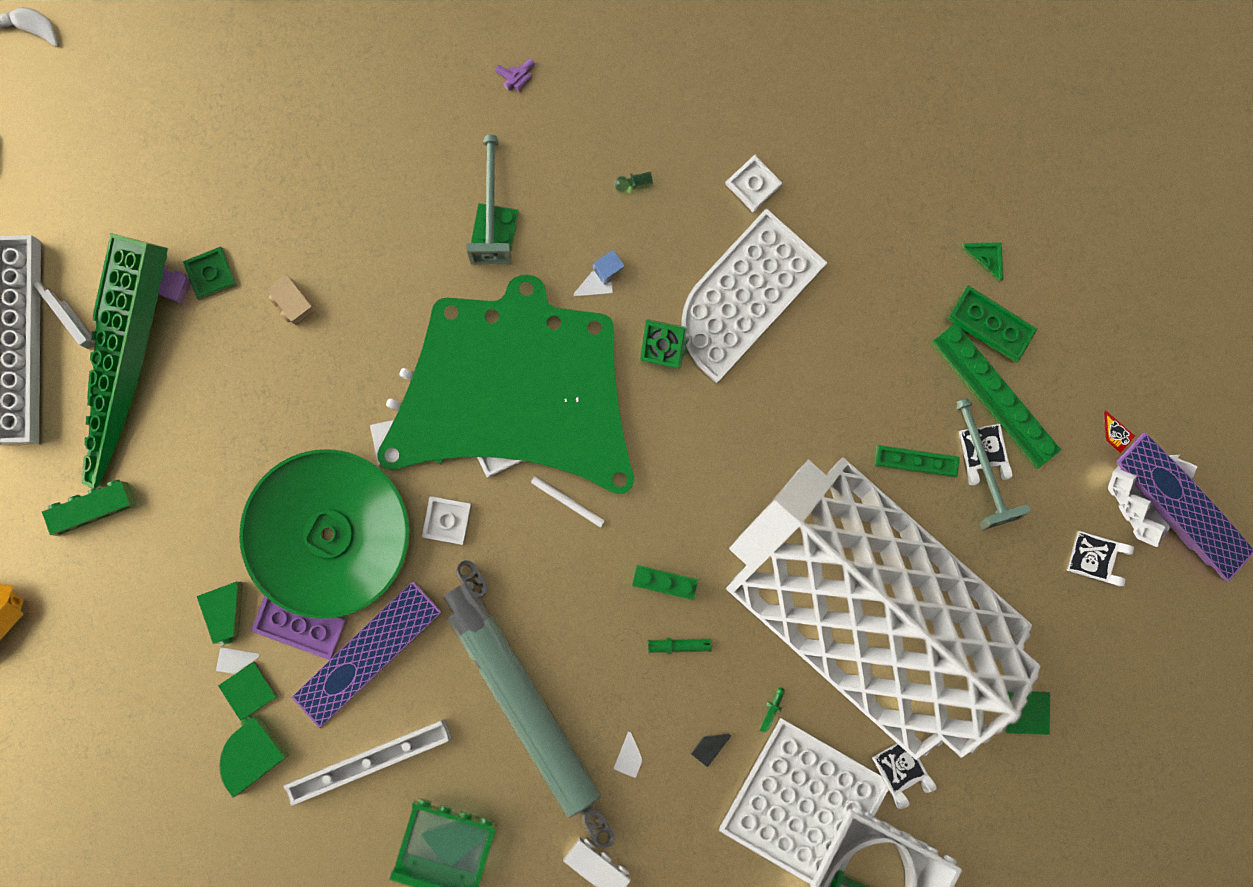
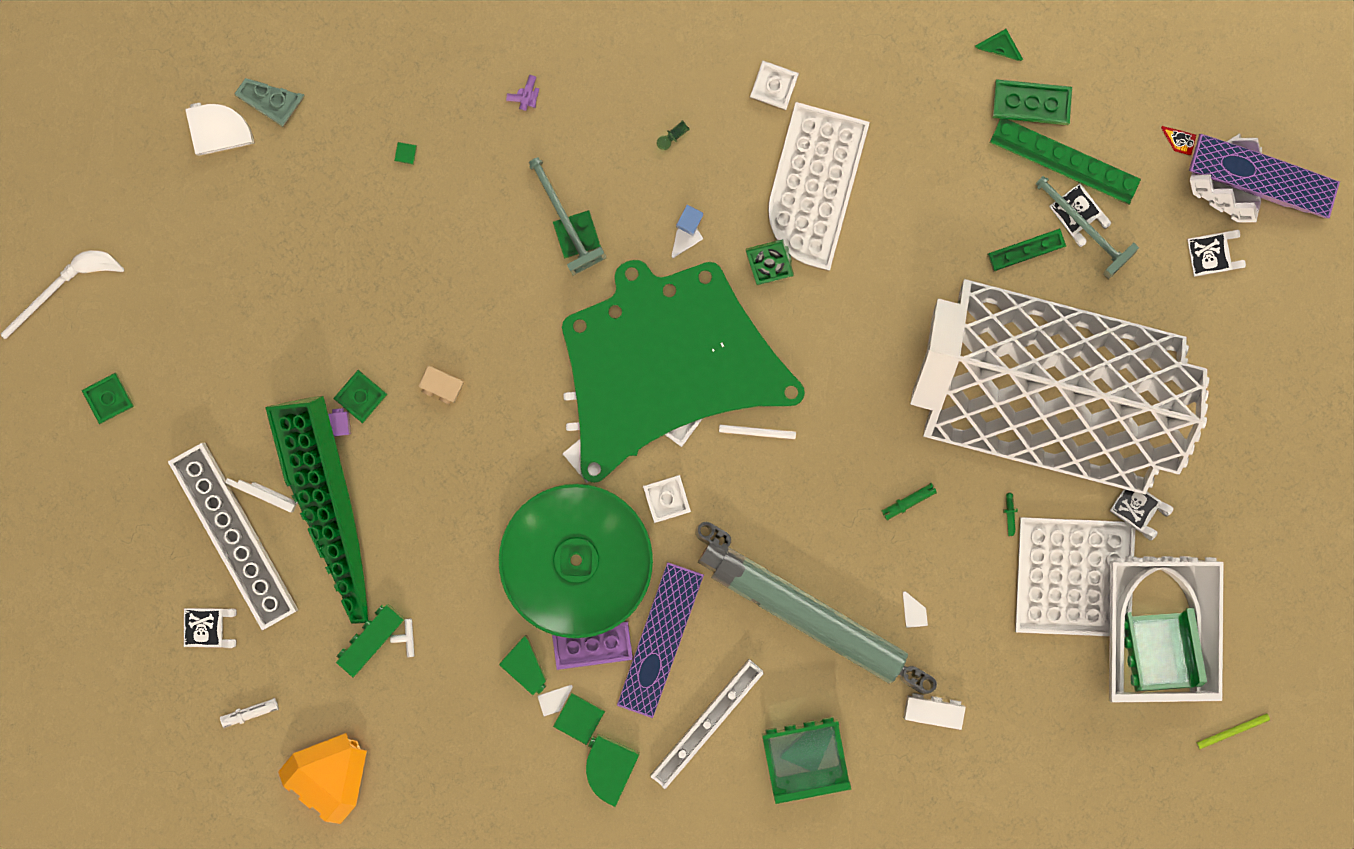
camera: 20 degrees left, 5 degrees up
(127, 525) = (407, 637): none -> white piece
(375, 71) = (405, 153): none -> green tile
(665, 582) = (871, 457): green arch -> none
(709, 748) = (975, 570): pearl dark grey tile -> none
(1034, 715) = (1221, 409): green tile -> none

